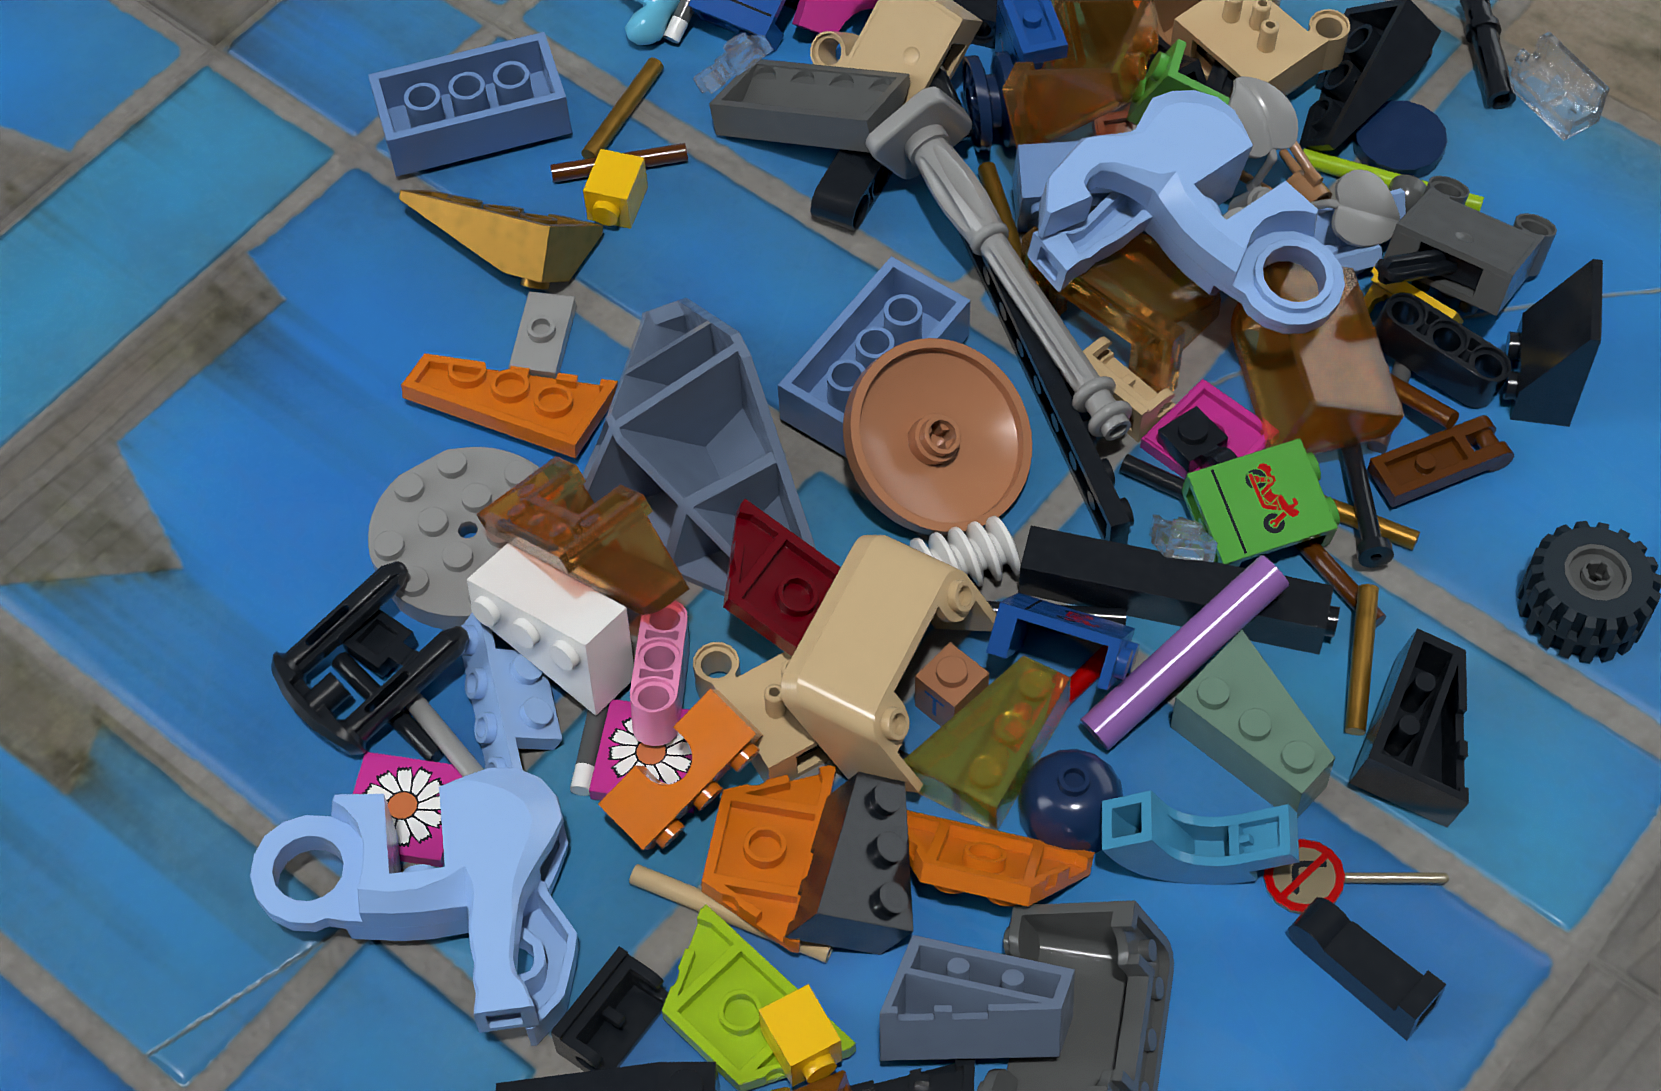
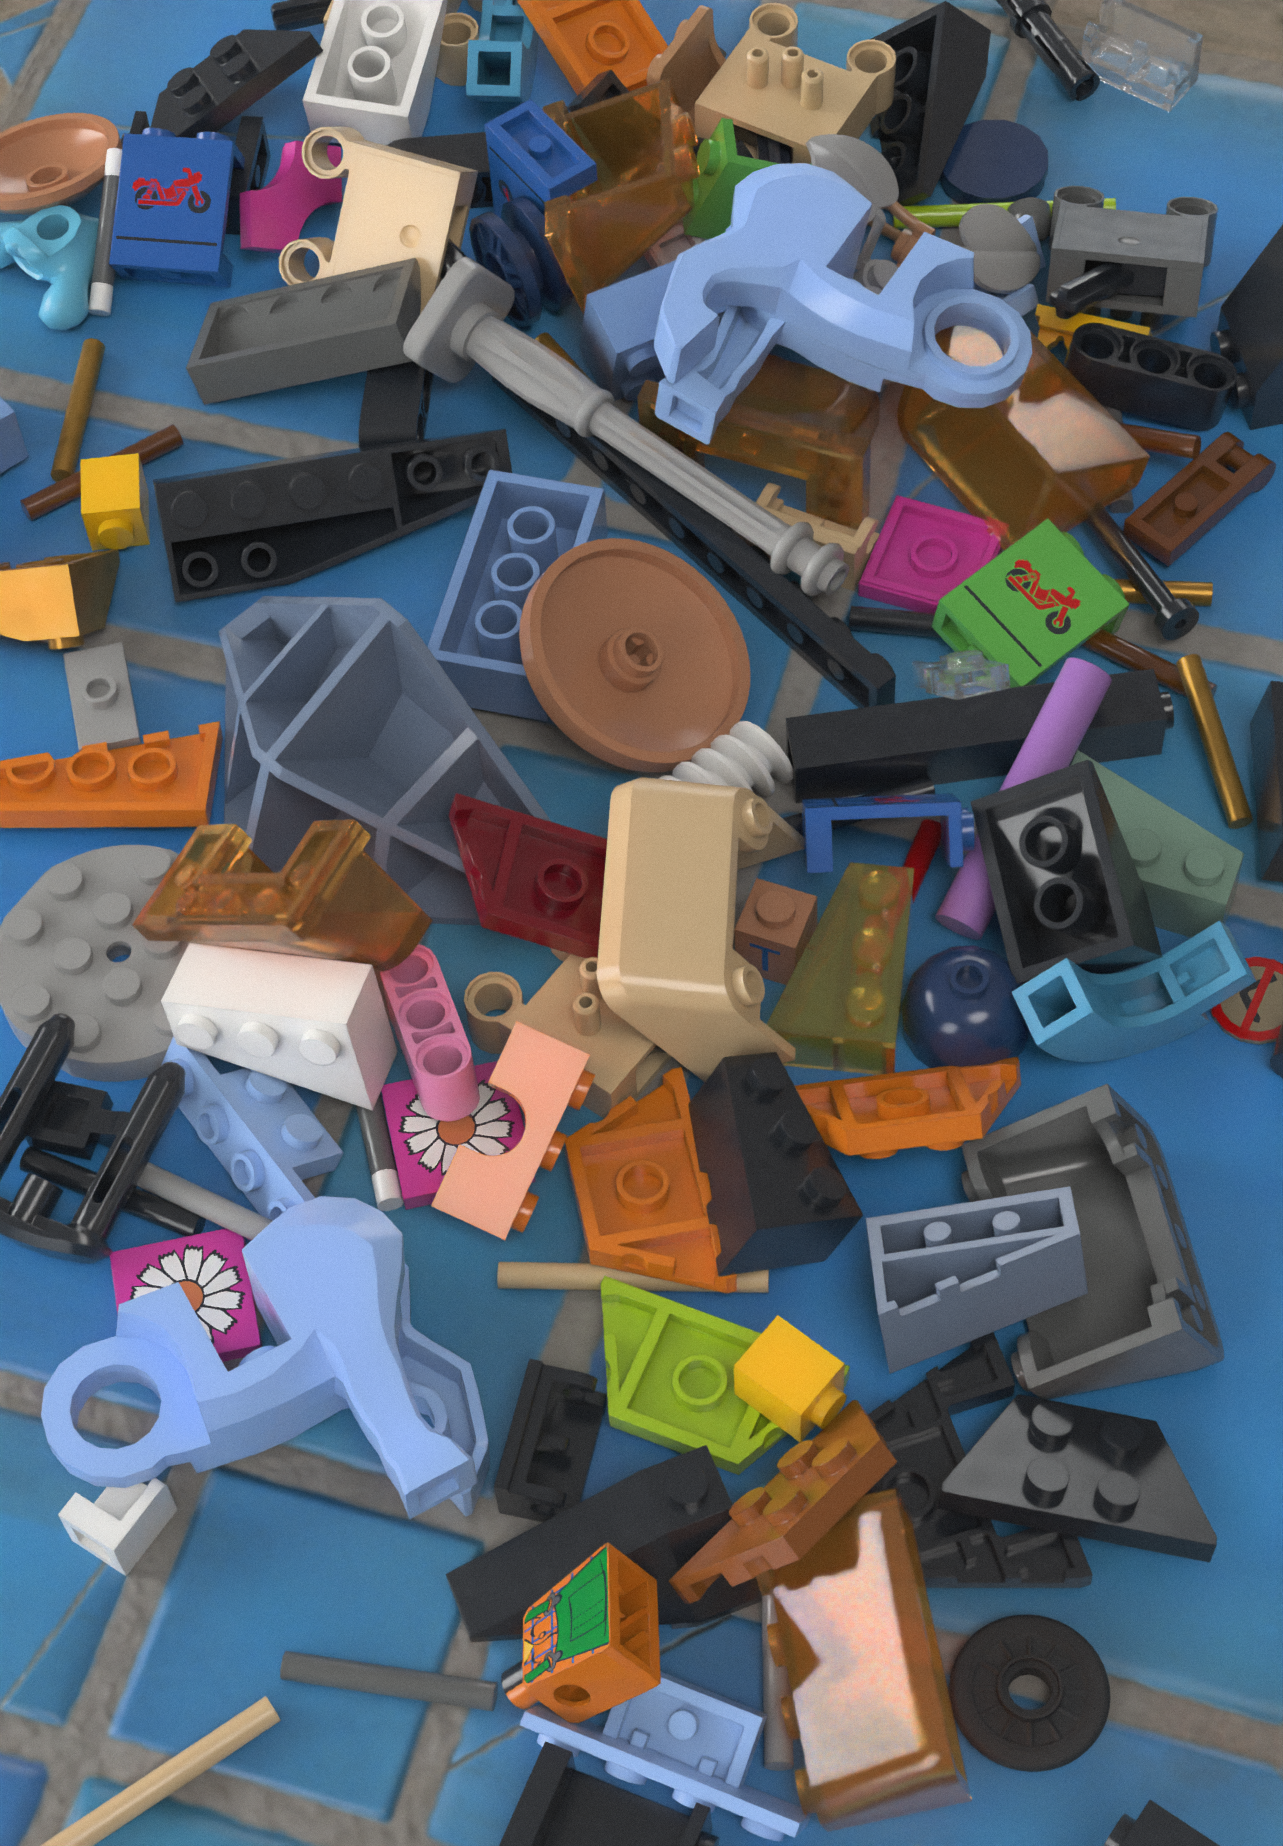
camera: 20 degrees left, 0 degrees up
(284, 954) = (119, 1522): none -> white panel
(739, 55) = (194, 305): clear plate -> none
(755, 243) = (313, 511): none -> black wedge
(1181, 727) = (1063, 876): none -> black slope
(1195, 441) = (925, 565): black plate -> none

